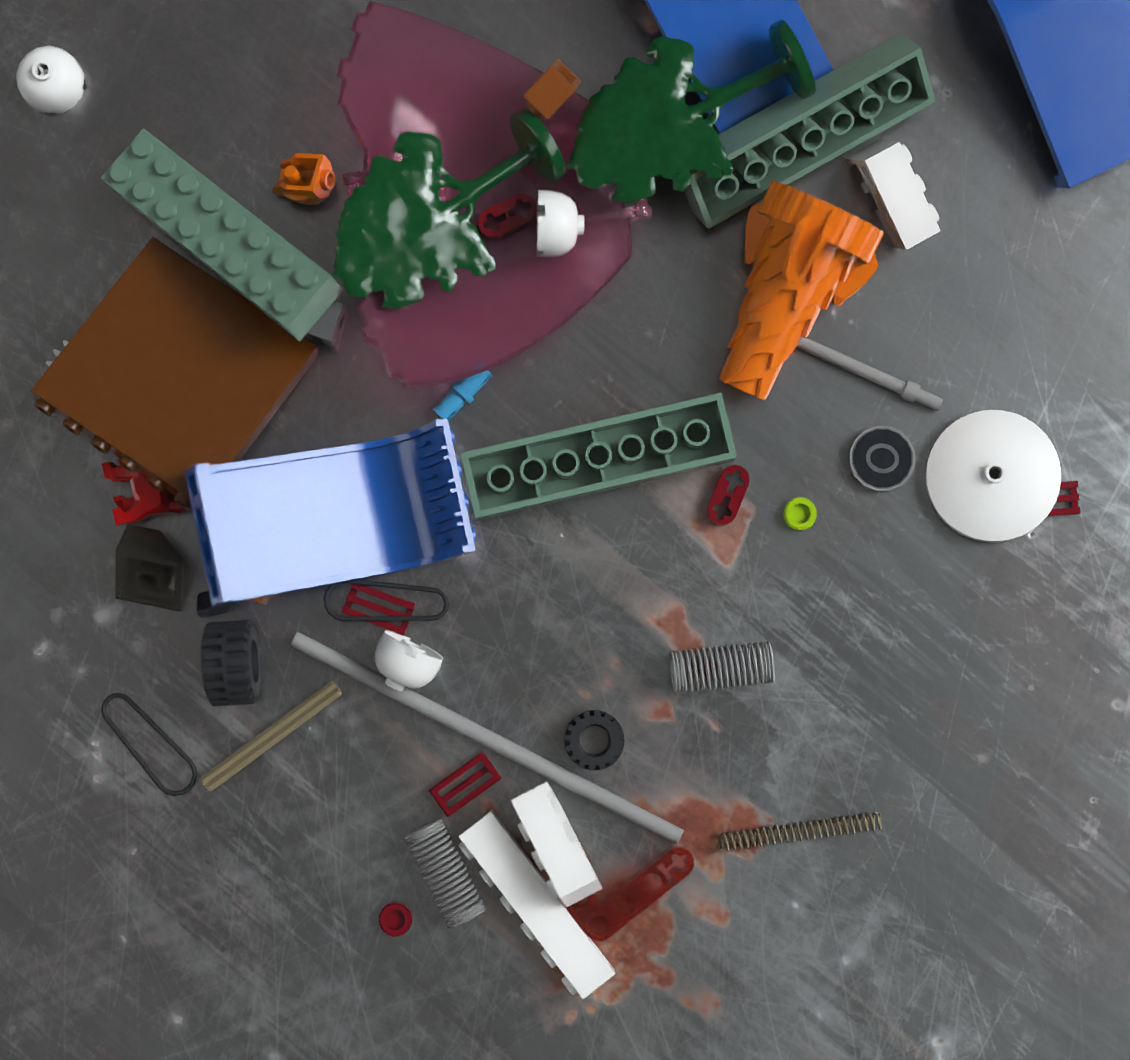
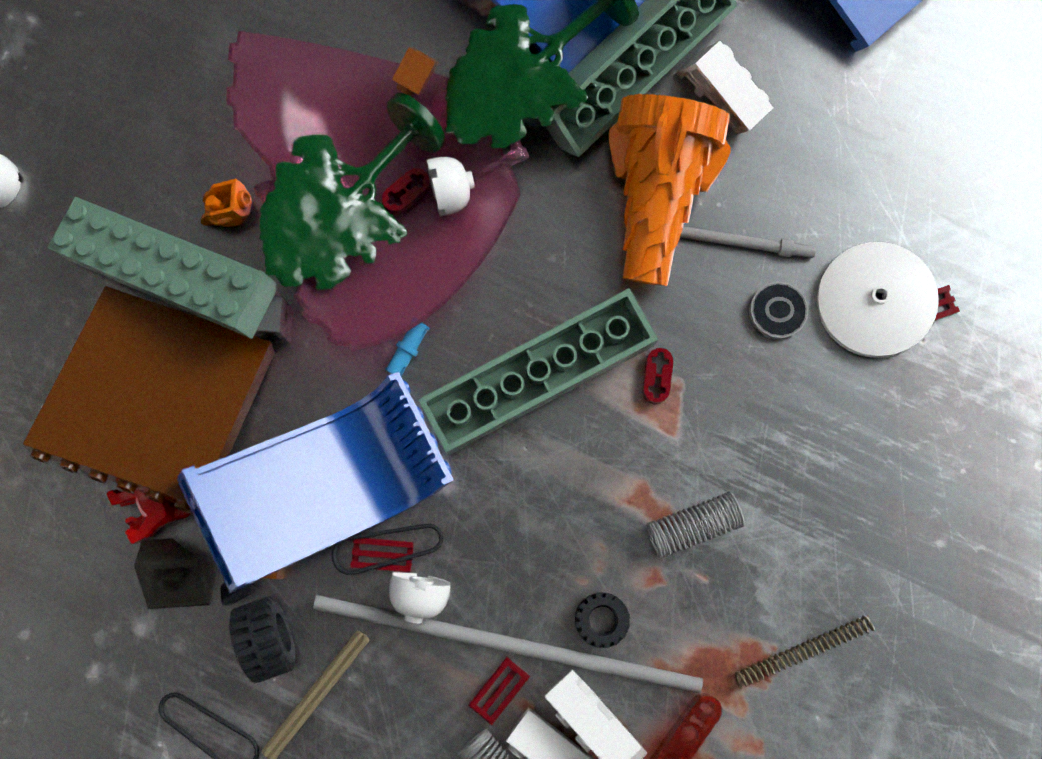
camera: 10 degrees left, 5 degrees down
(799, 514) = (723, 375): lime tile -> none

